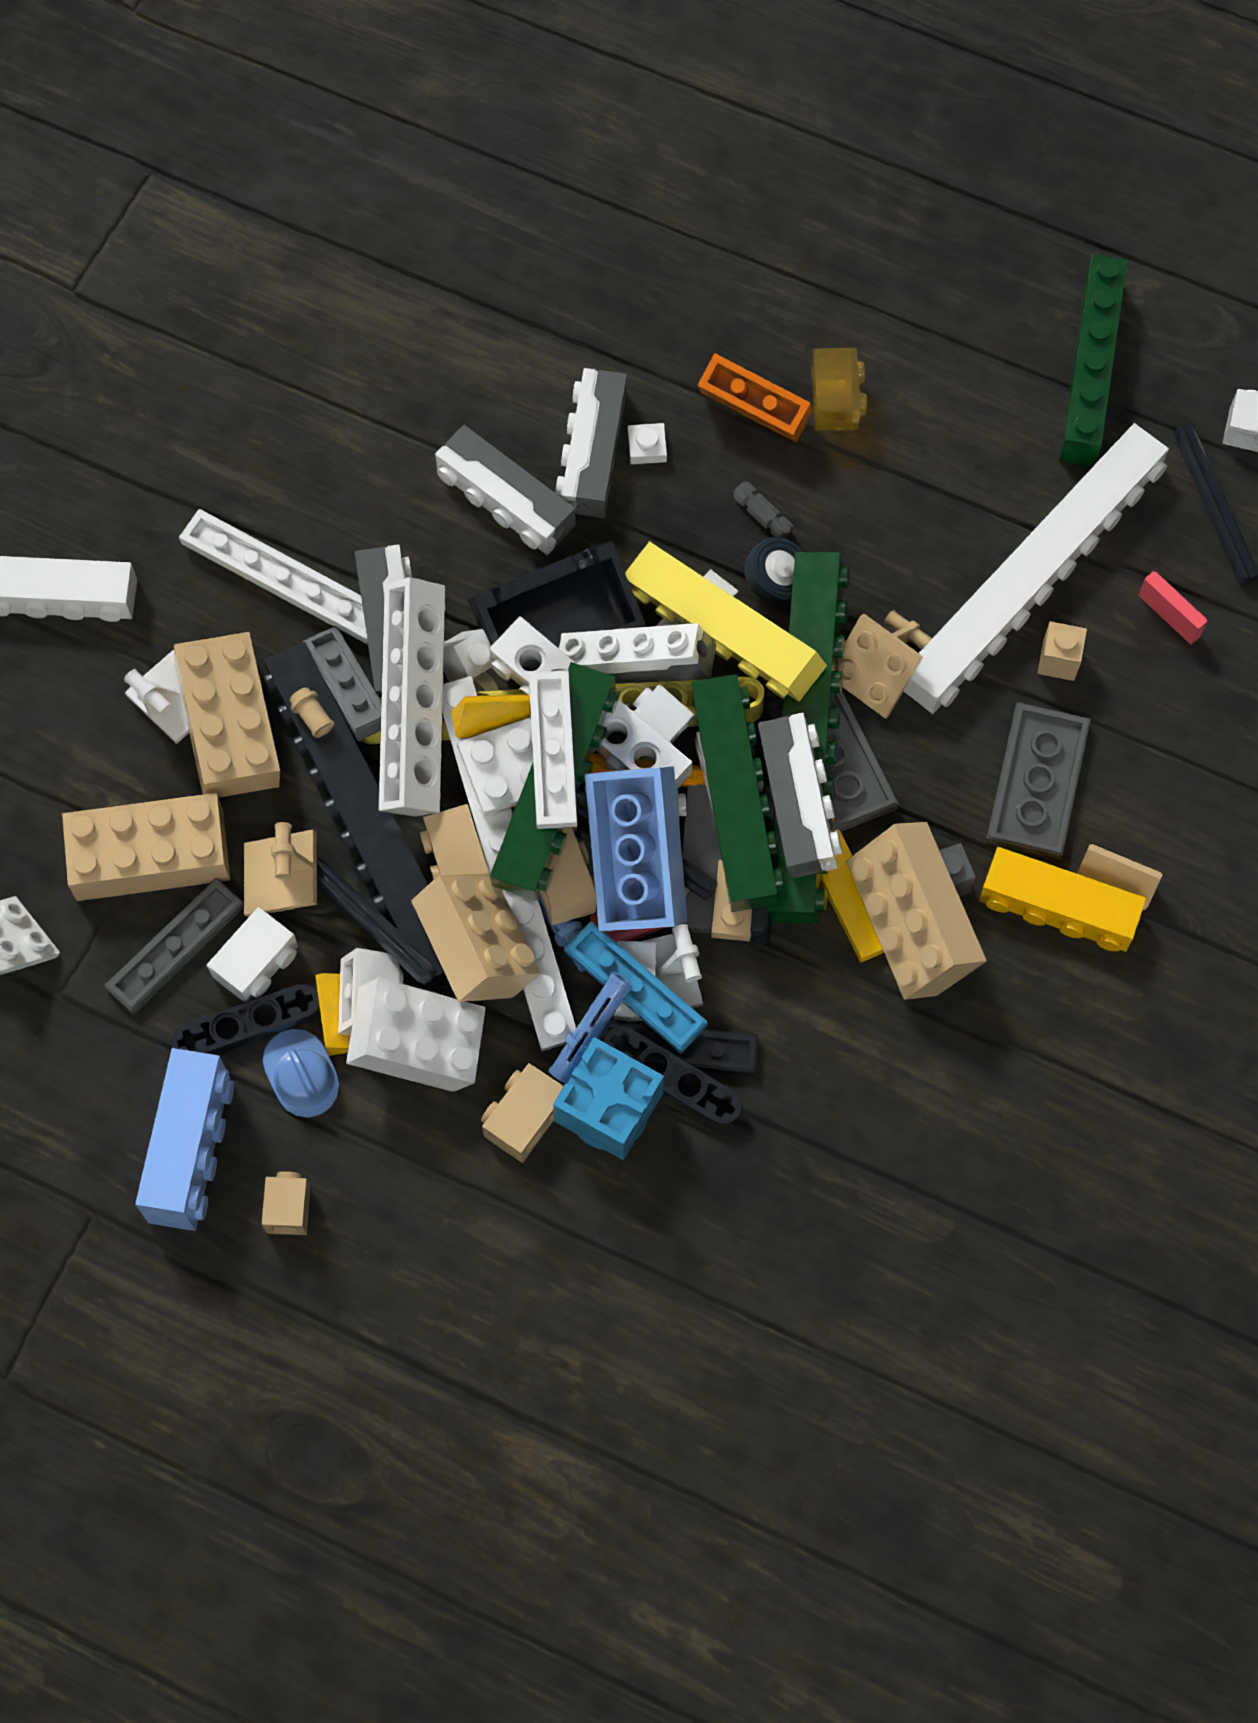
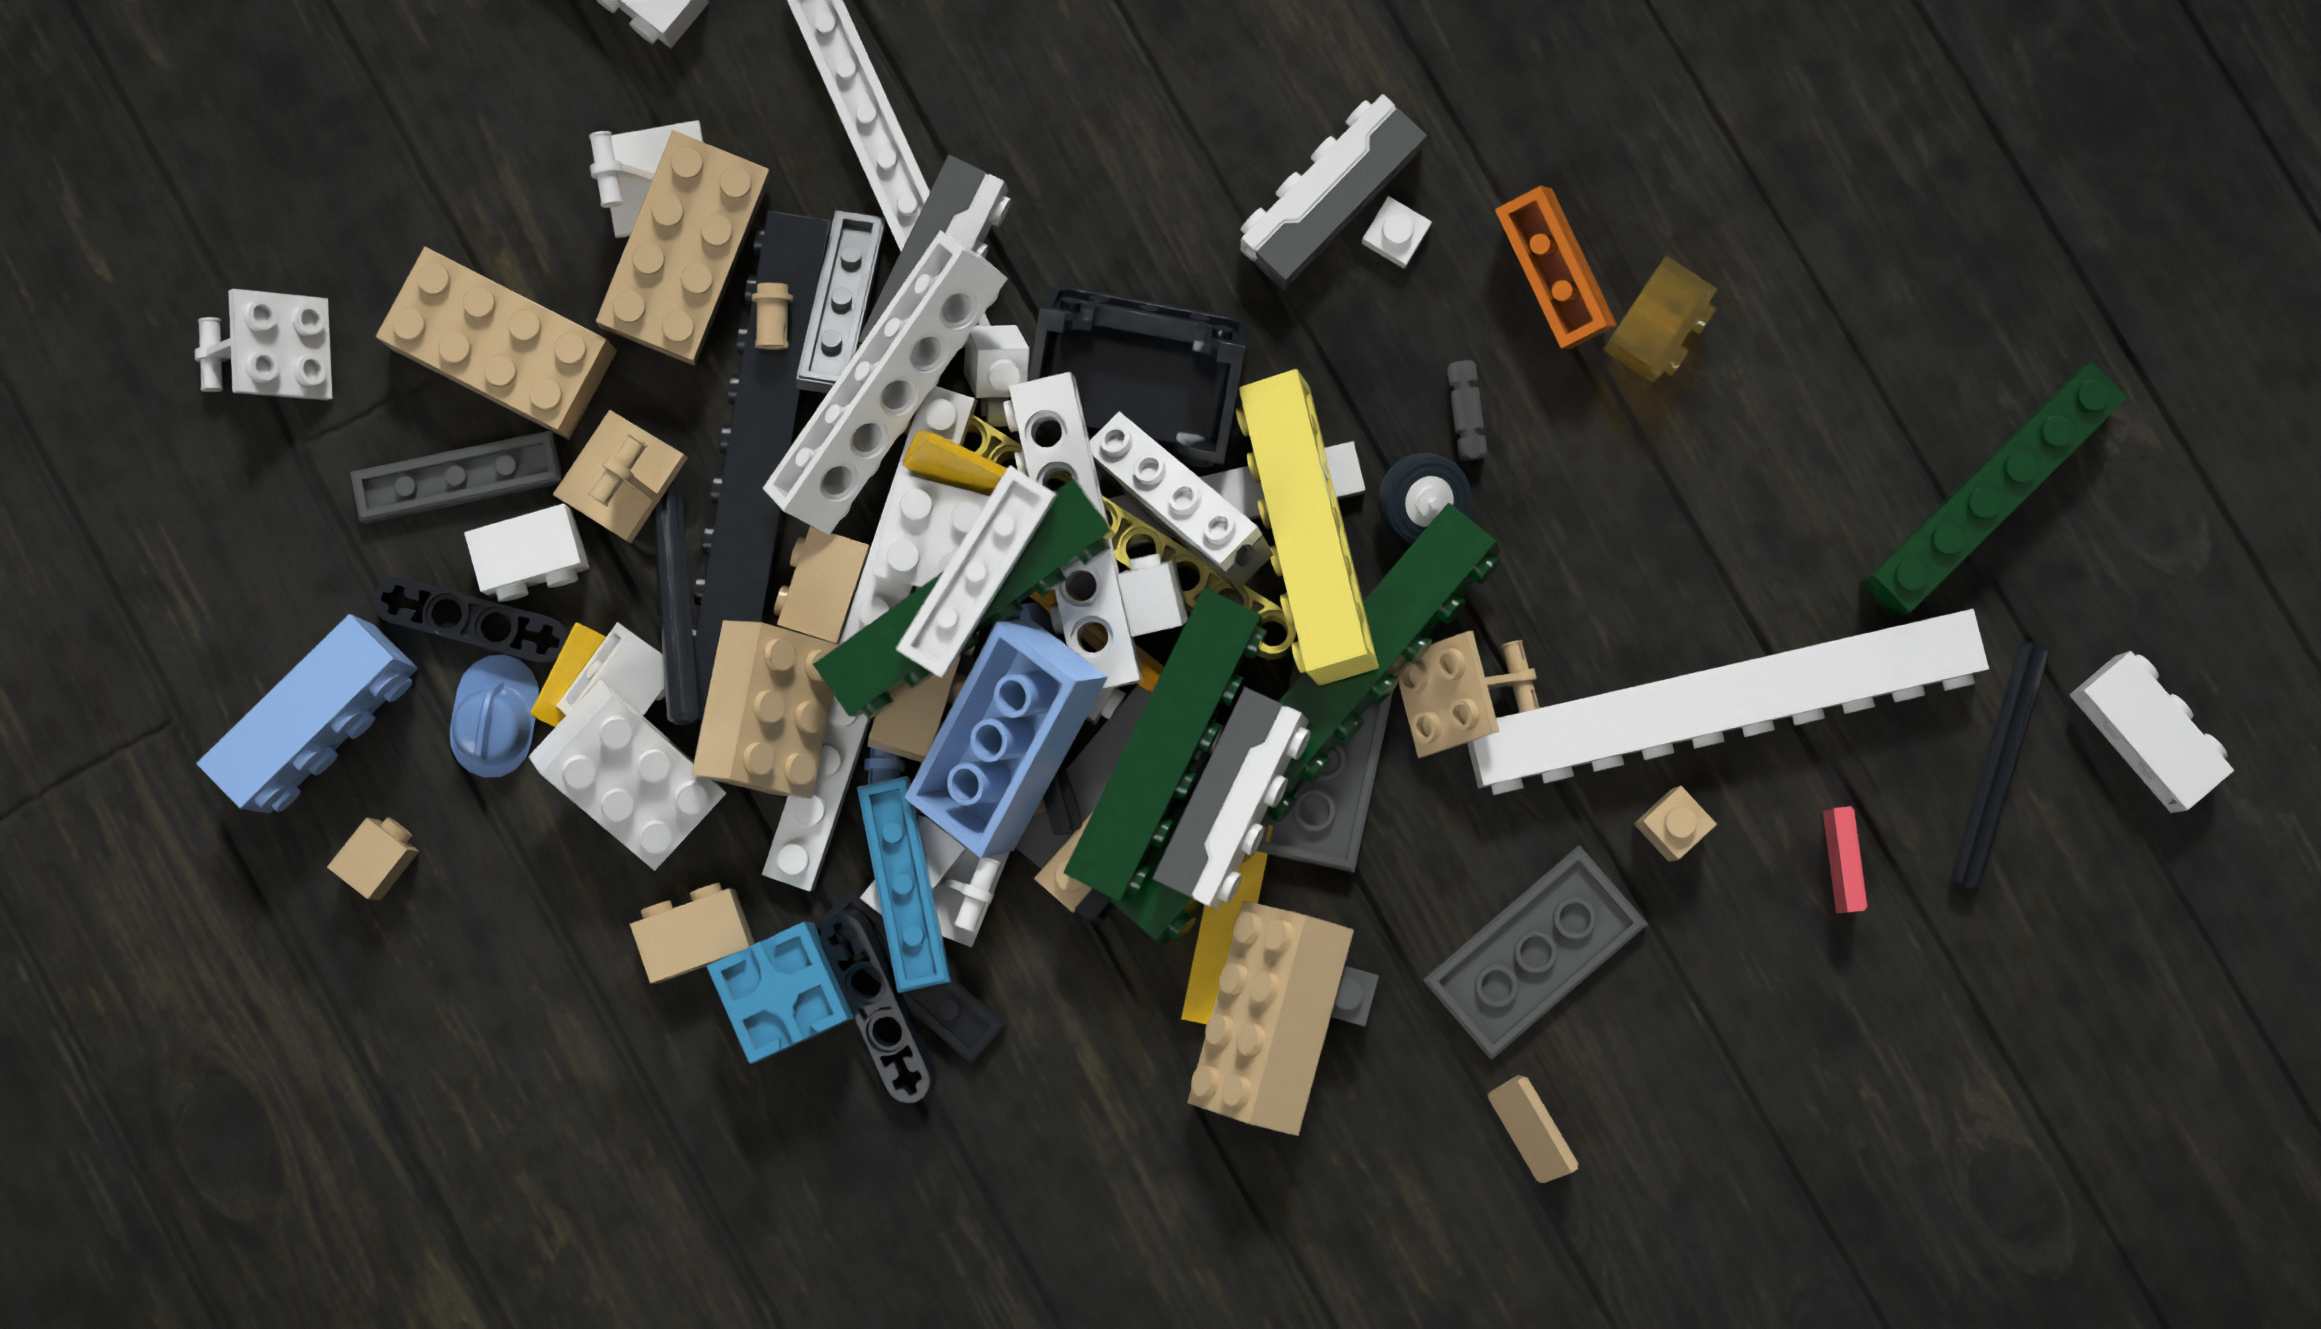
camera: 35 degrees right, 15 degrees up
(505, 490) = (1188, 181): piece -> none
(616, 990) = (777, 913): medium blue pin -> none
(1062, 900) = (1450, 1112): yellow brick -> none

